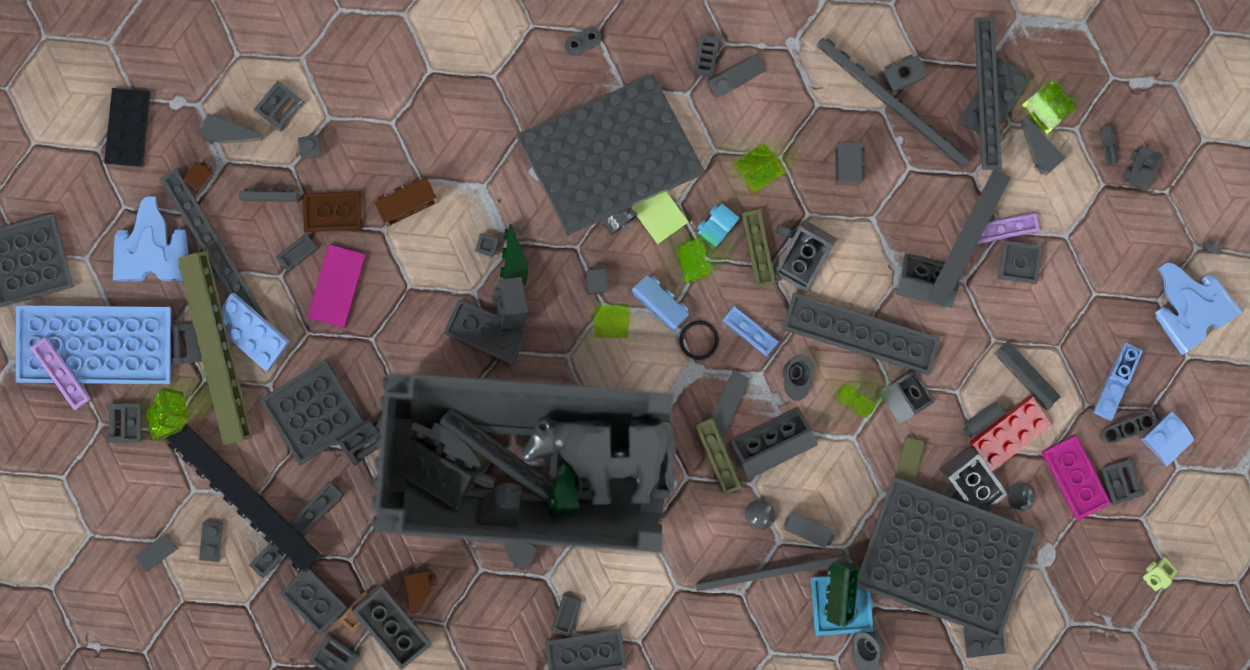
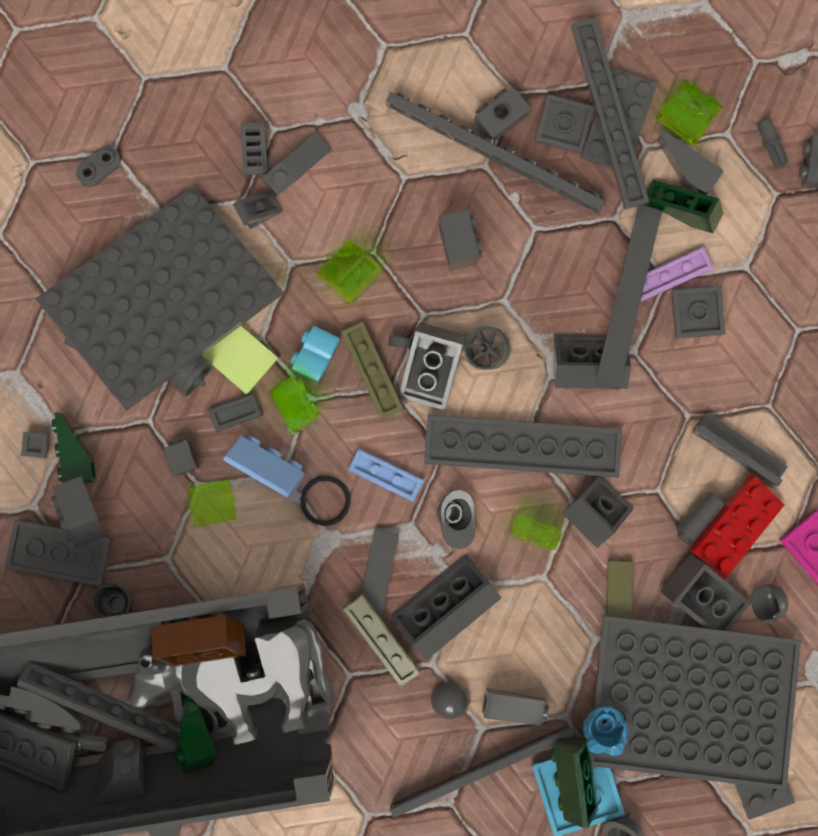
camera: 10 degrees left, 0 degrees up
(519, 373) = (111, 600): none -> dark grey hair
(589, 417) = (198, 640): none -> reddish brown brick
(645, 256) = (235, 412): none -> dark grey tile
(699, 103) = (257, 209): none -> dark grey slope
(851, 252) = (487, 348): none -> dark grey wheel
(871, 566) = (606, 736): none -> dark azure hair
(951, 92) = (564, 124): none -> dark grey plate
(1030, 178) = (686, 205): none -> dark green slope

